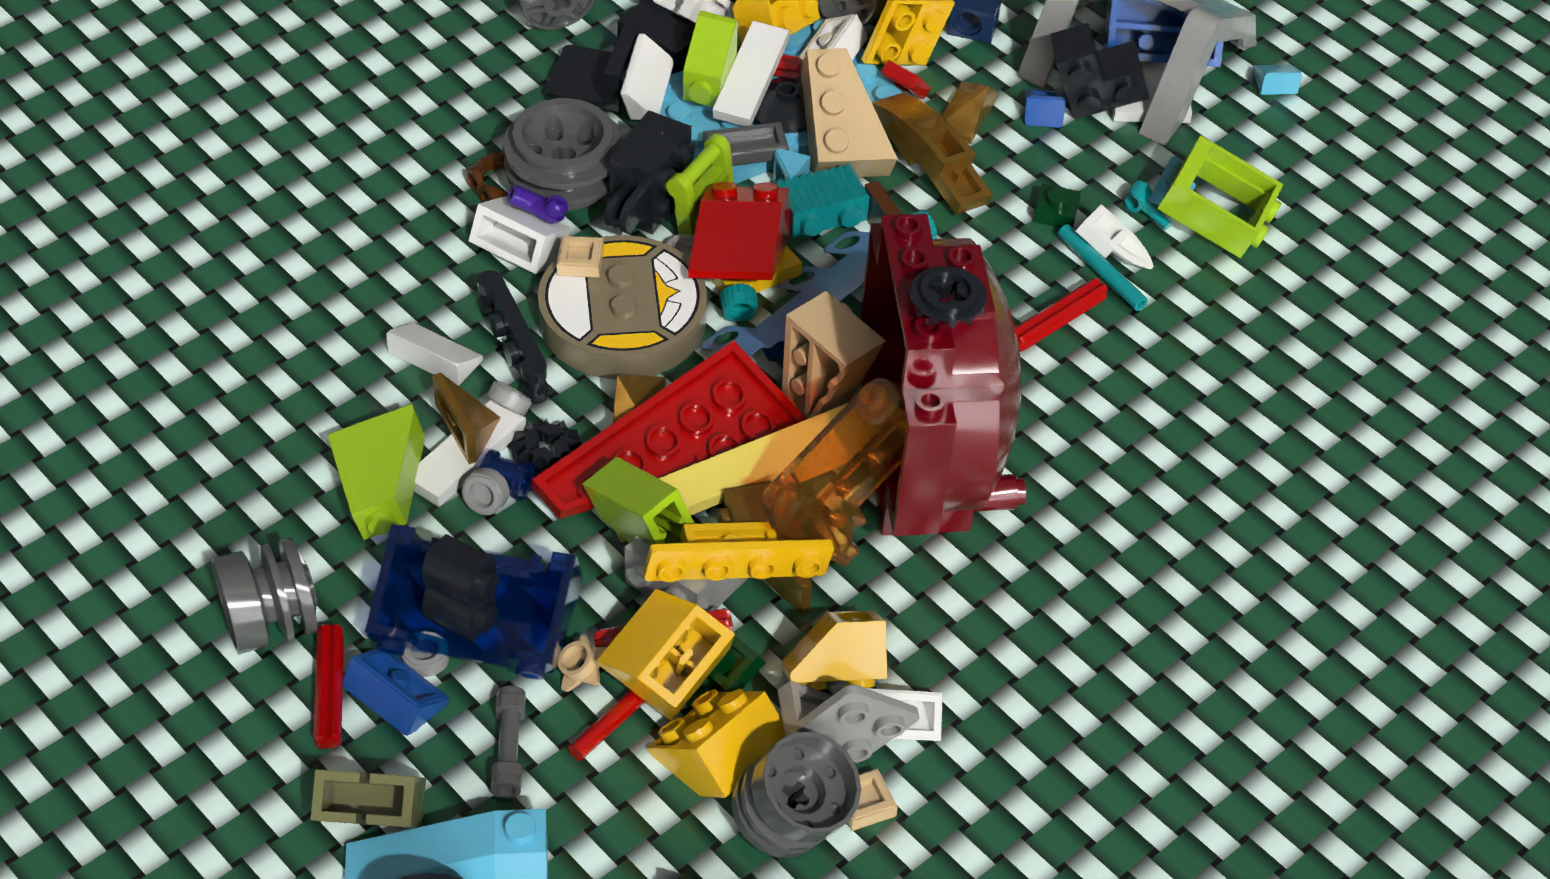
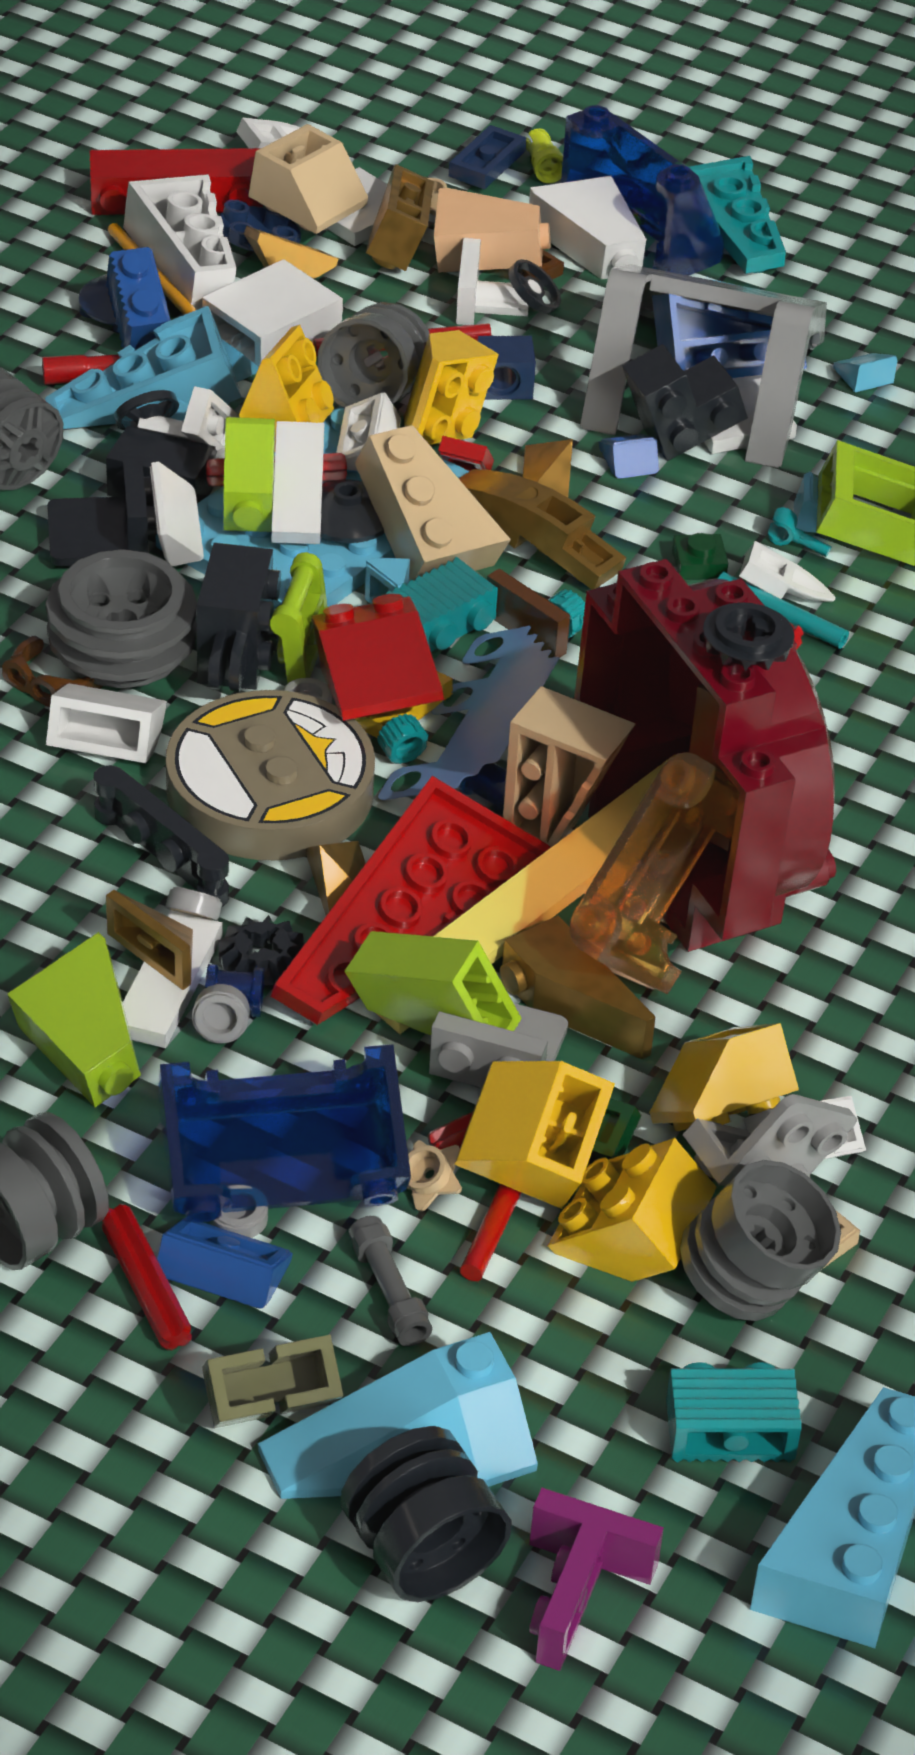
camera: 20 degrees left, 5 degrees down
(432, 352) = (67, 878): white slope -> none
(460, 588) = (266, 1120): black brick -> none
(547, 209) = (136, 685): dark purple arm -> none
(580, 256) = (203, 726): tan tile -> none
(735, 551) = (566, 999): yellow bracket -> none
(752, 142) = (341, 558): dark grey tile -> none

